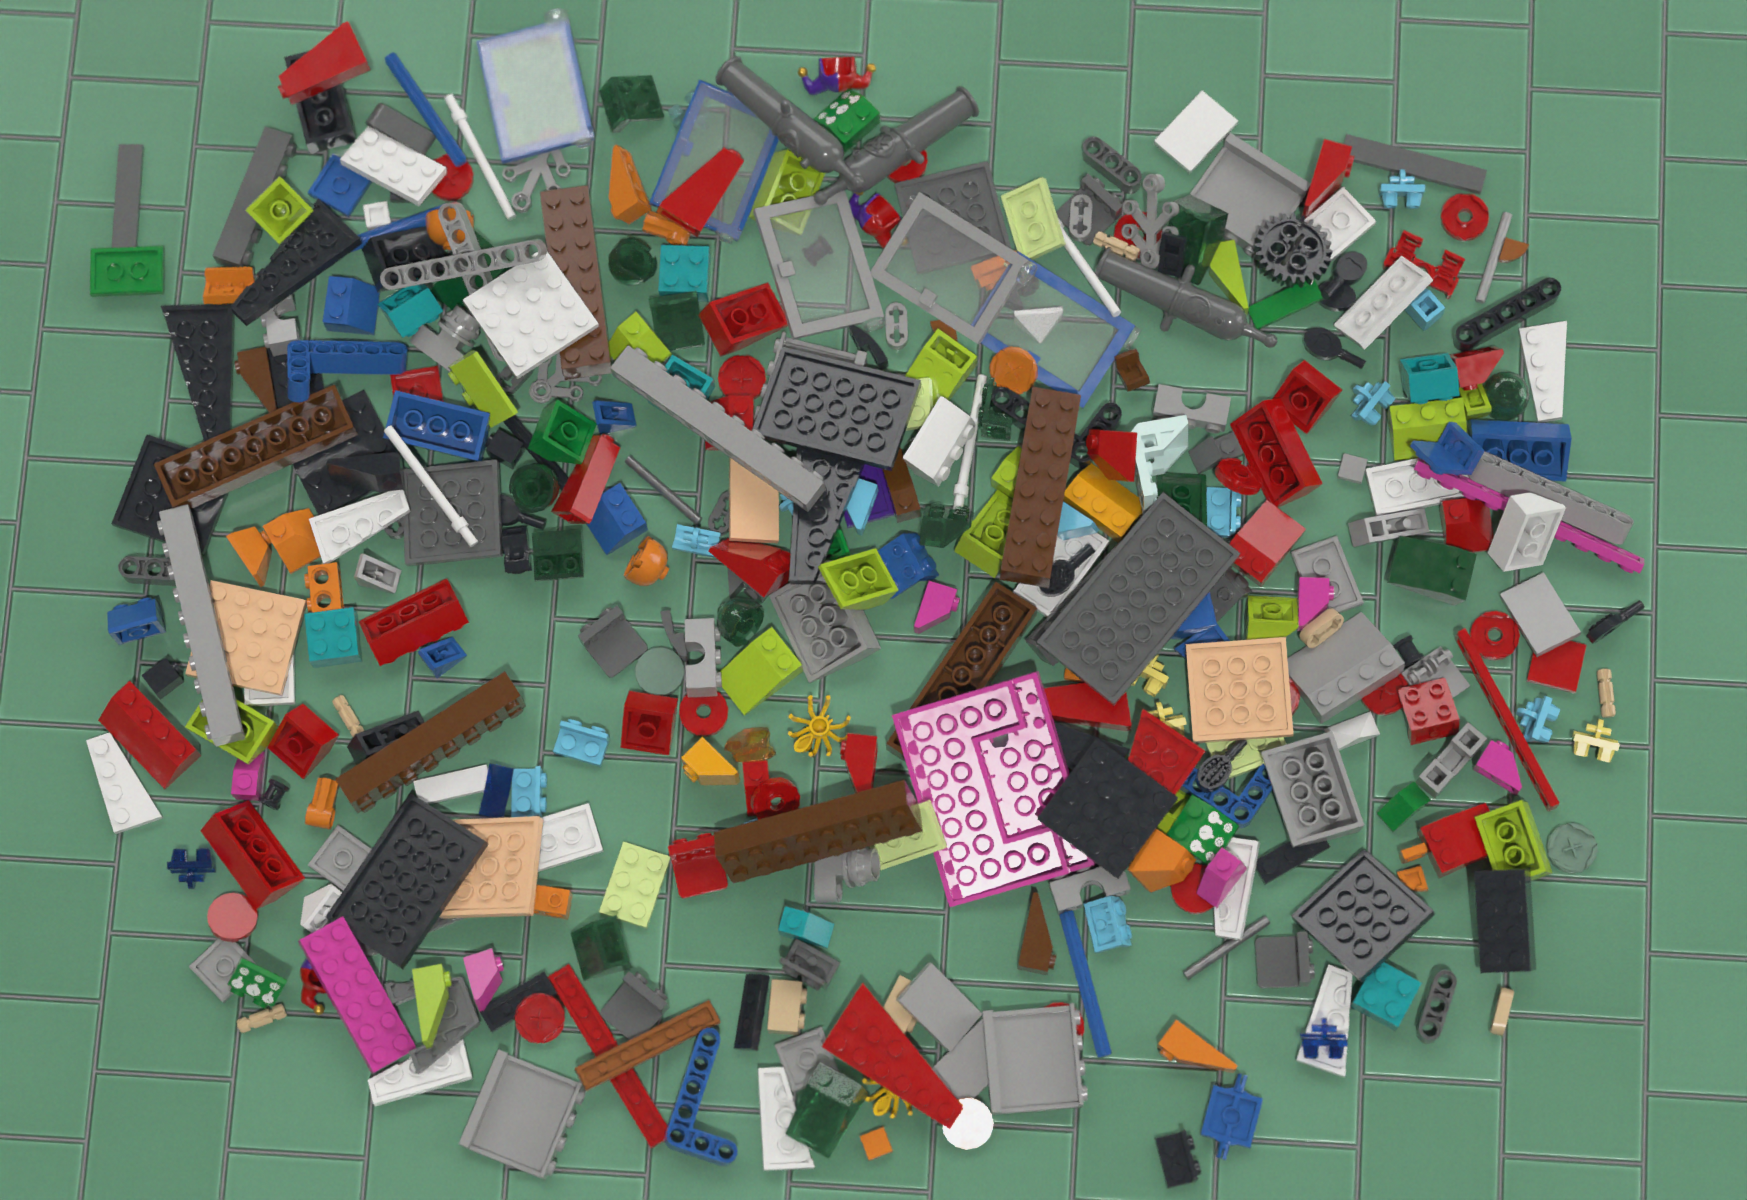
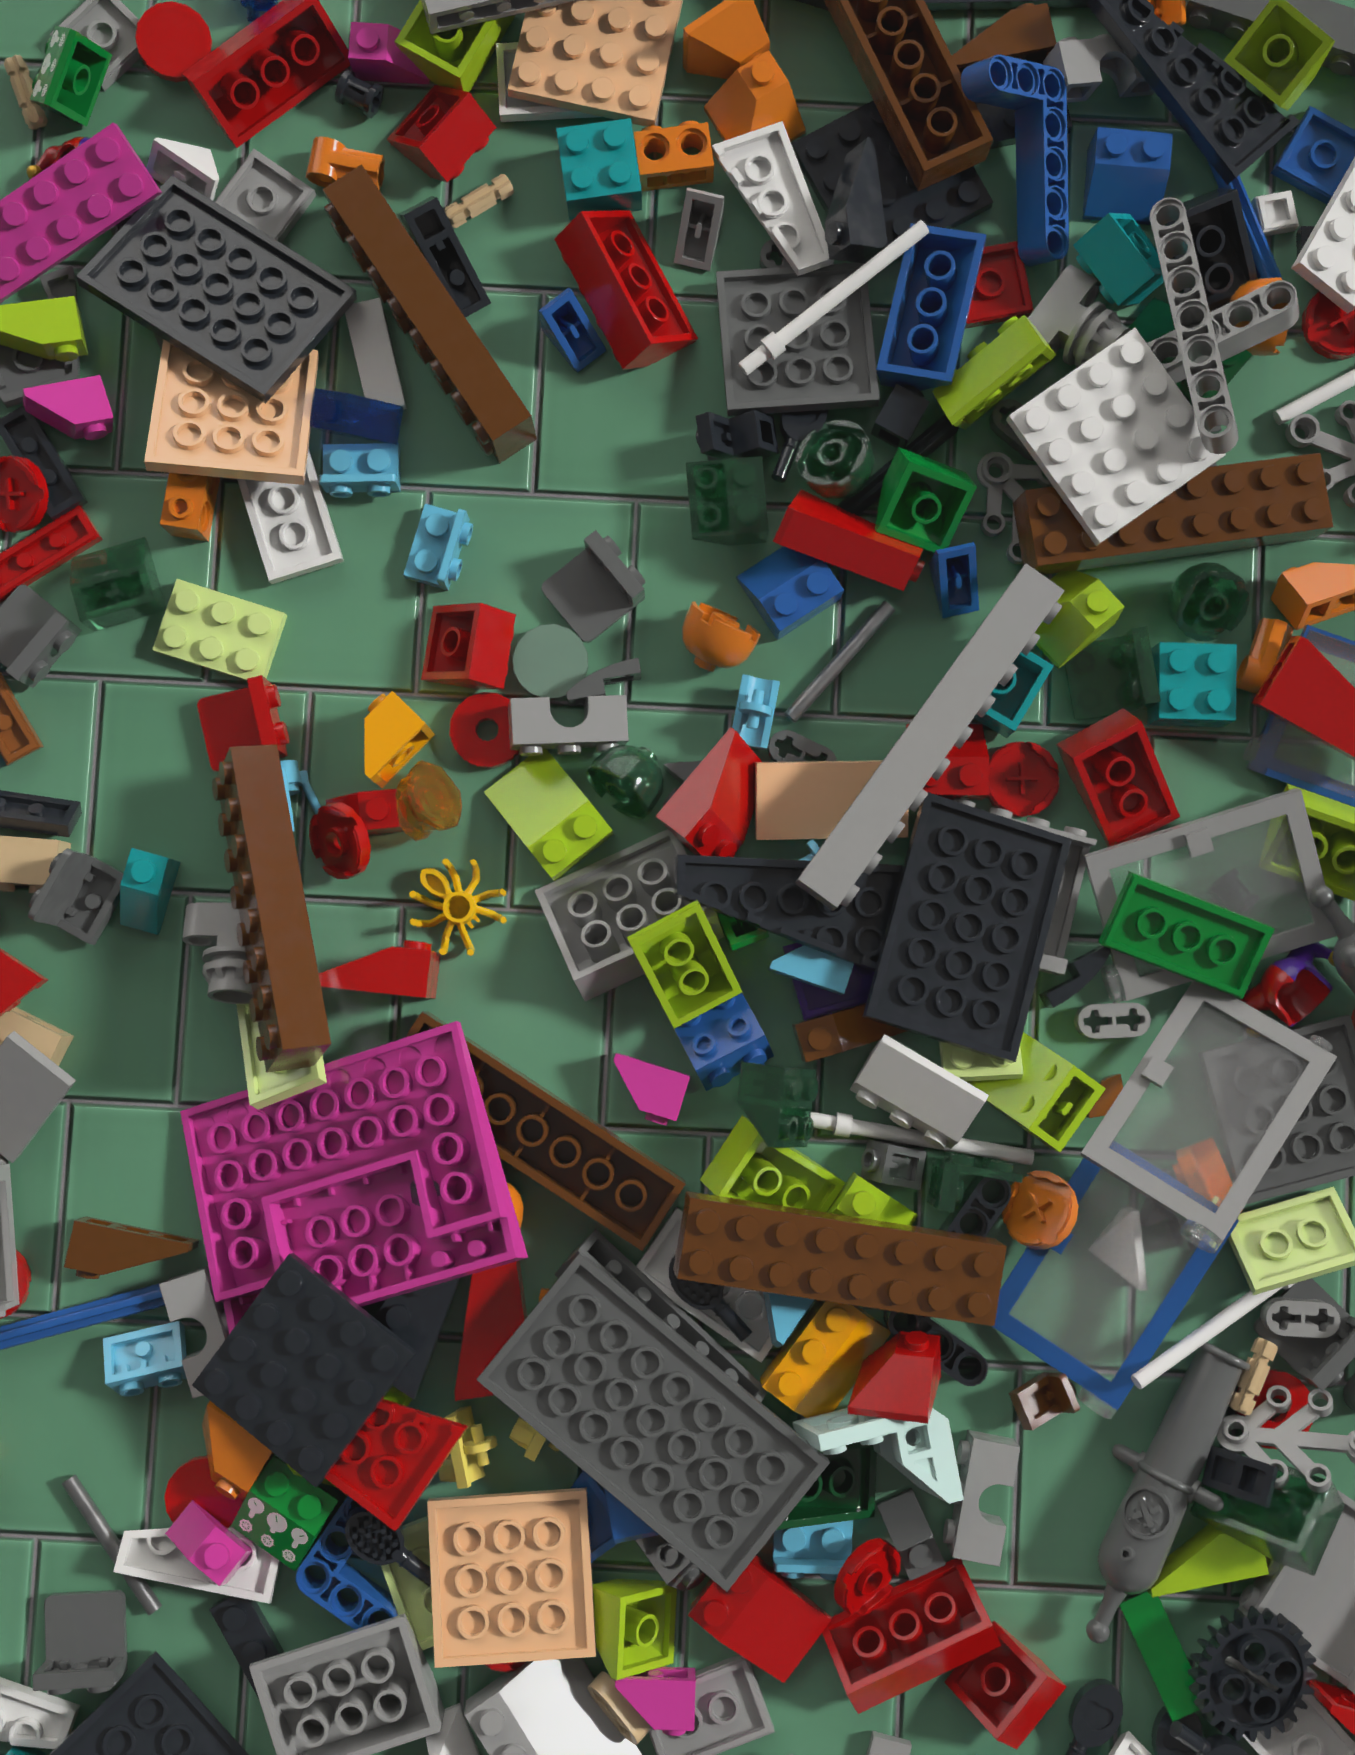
camera: 80 degrees right, 10 degrees up
(843, 279) = (1186, 935): none -> green tile
(985, 459) = (893, 1164): none -> dark grey bracket

